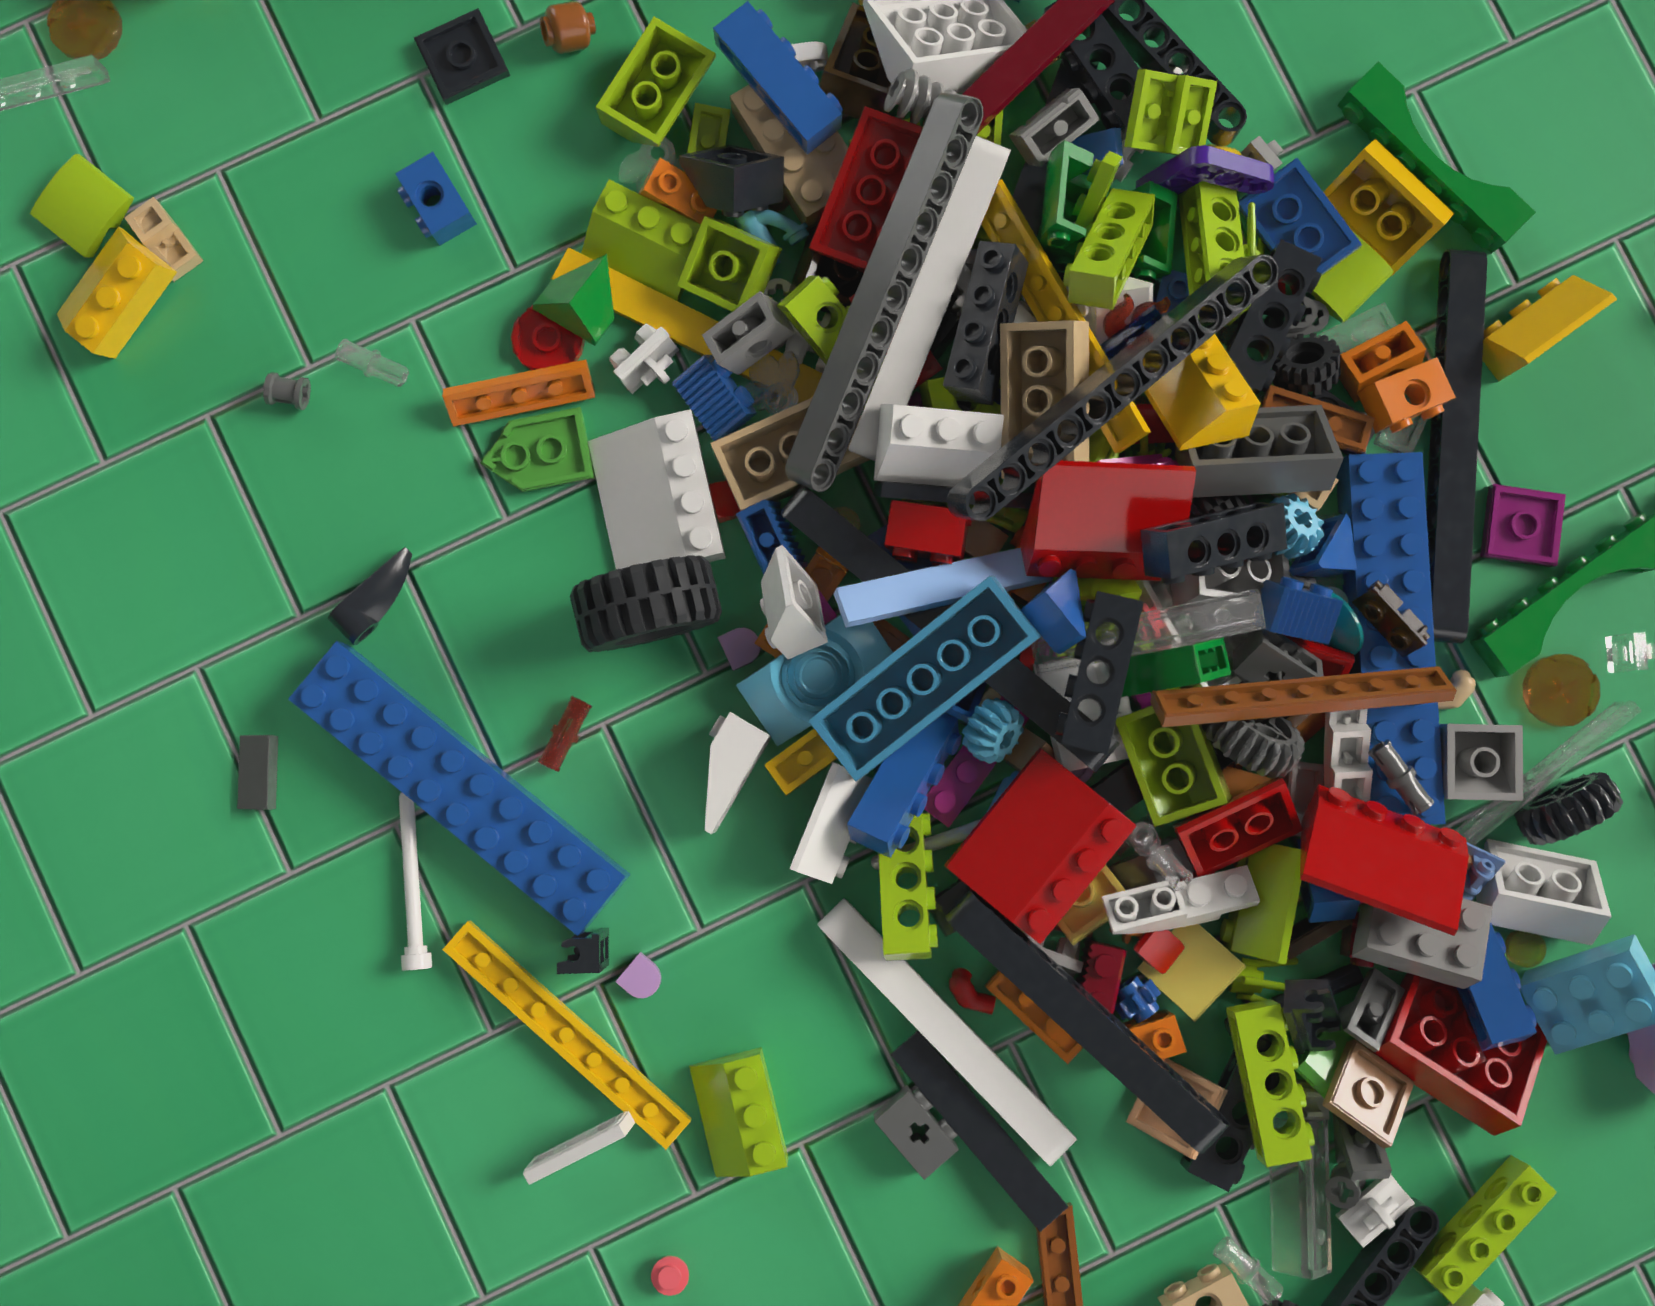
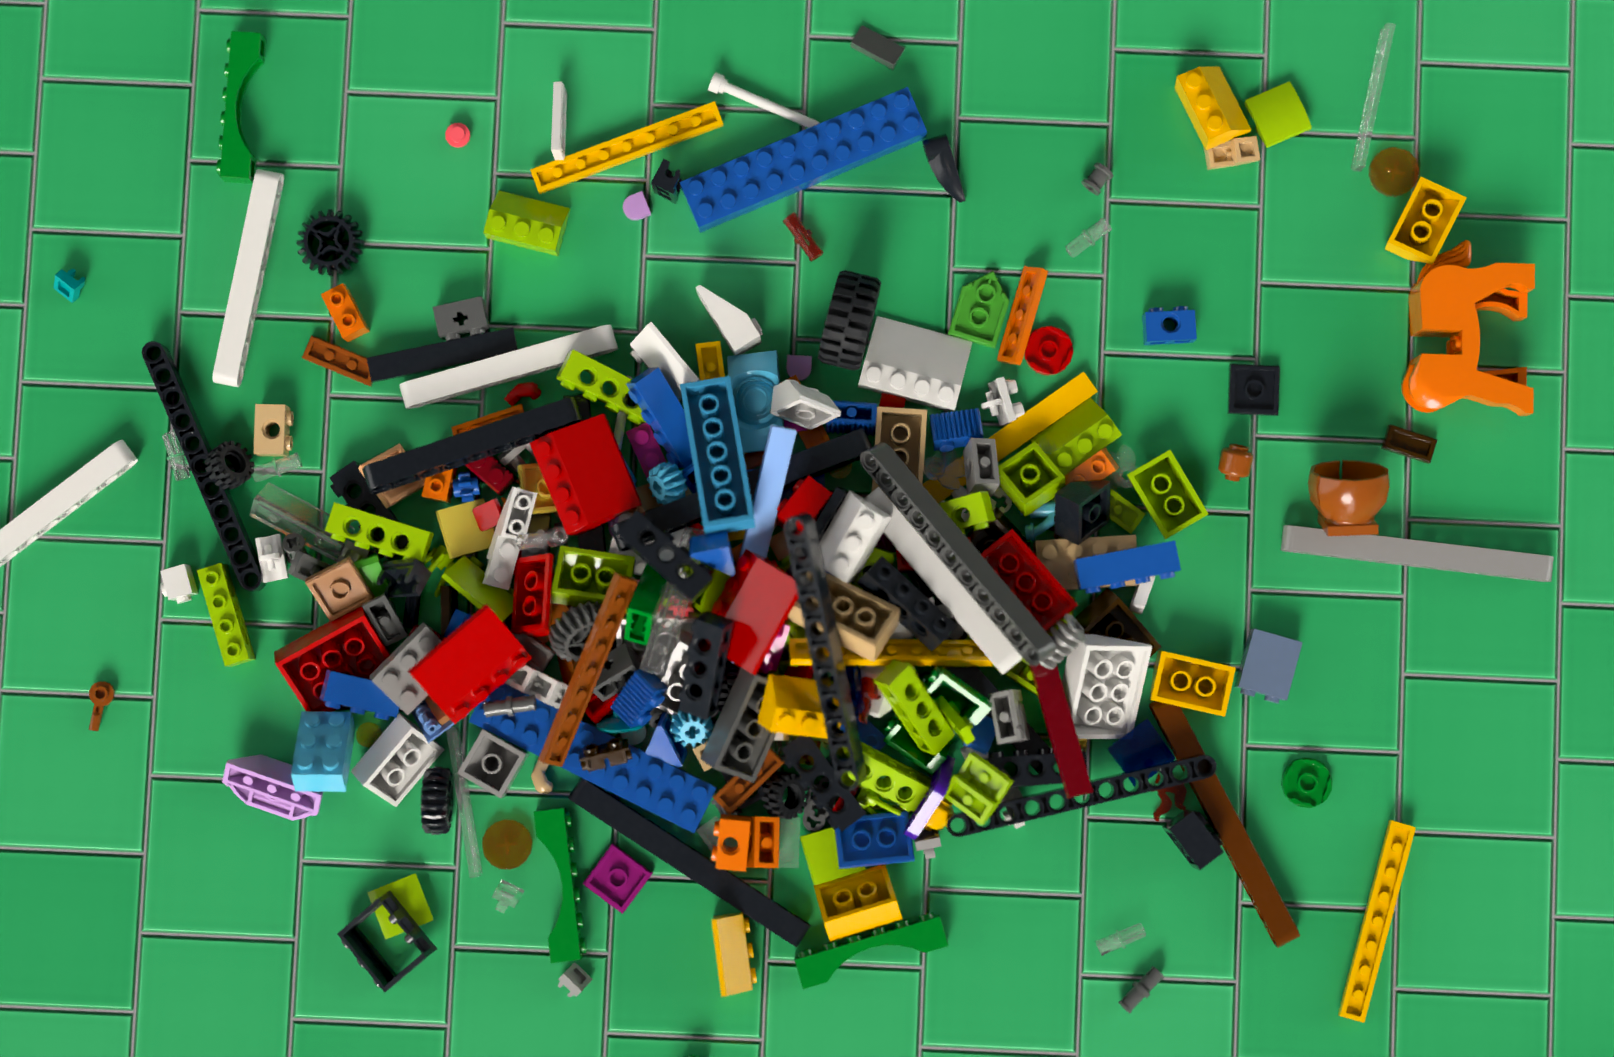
camera: 120 degrees right, 0 degrees up
(580, 300) = (1059, 380): green slope -> none

